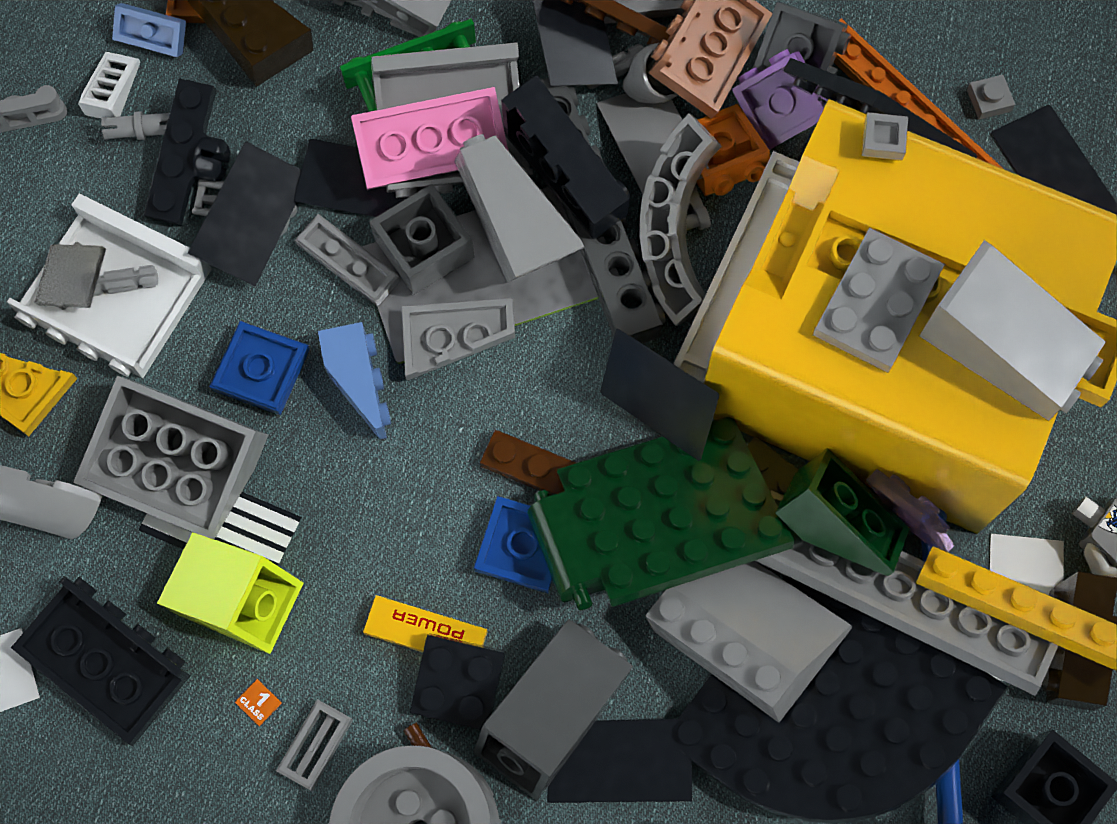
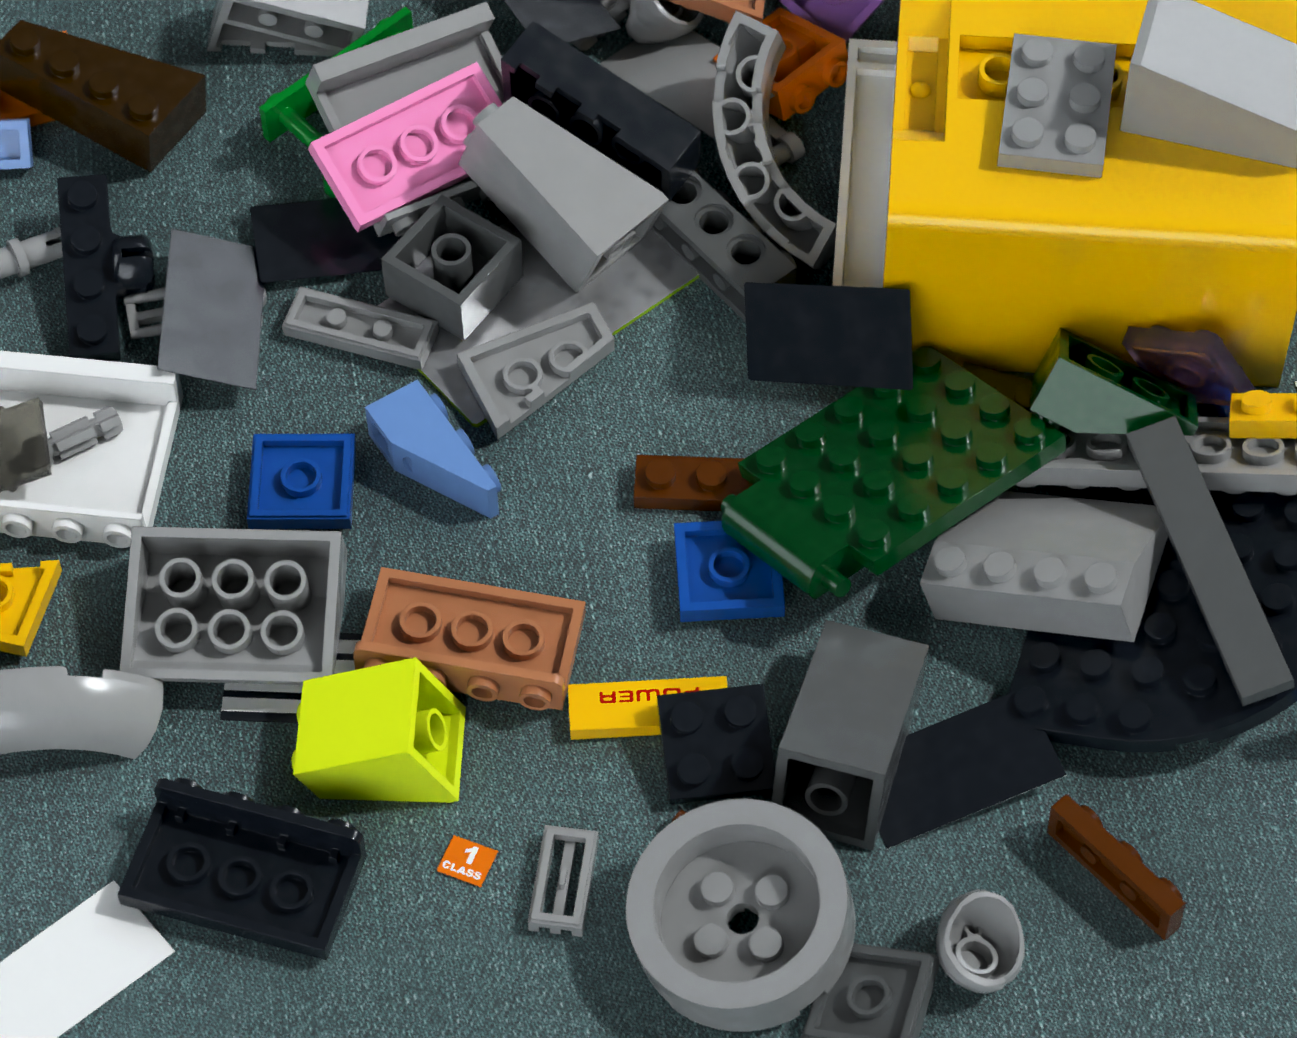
camera: 20 degrees left, 15 degrees down
(322, 536) = (475, 636): none -> nougat bracket
(856, 688) = (1210, 561): none -> dark grey tile

